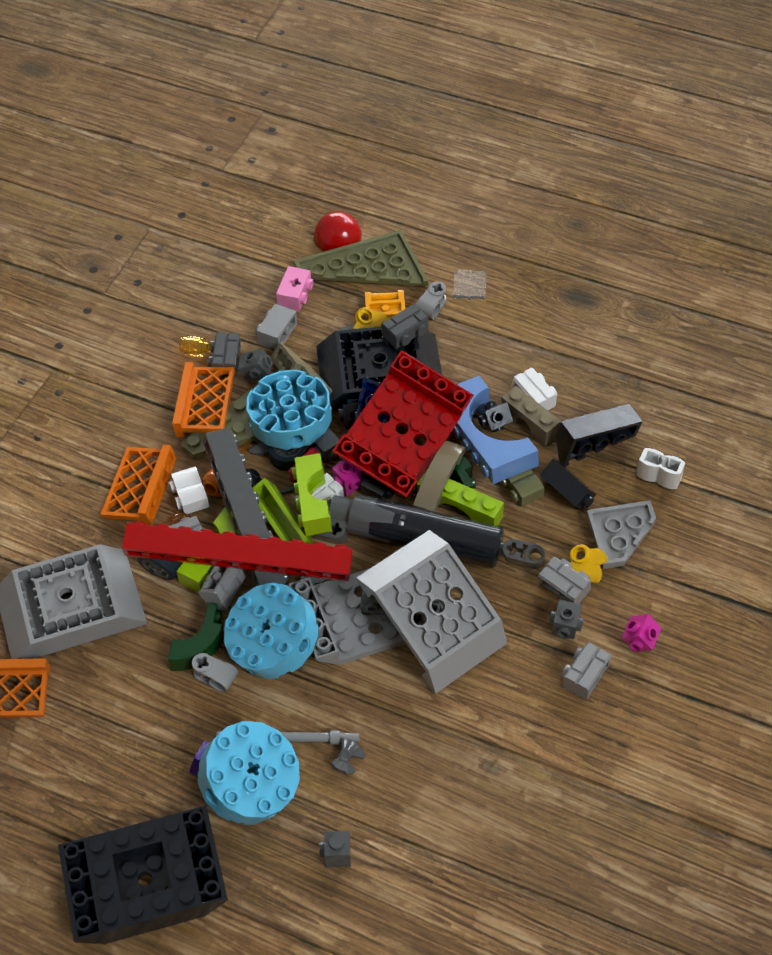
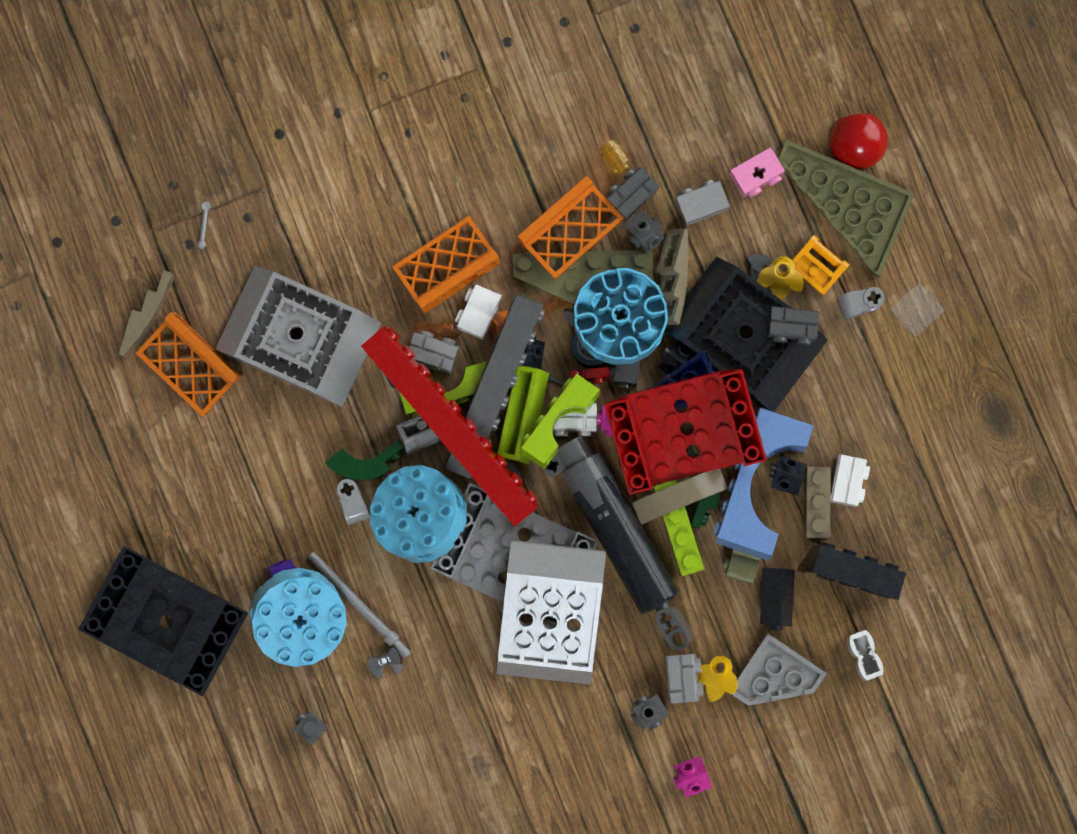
camera: 40 degrees right, 30 degrees up
(586, 670) = (621, 764): light grey brick -> none

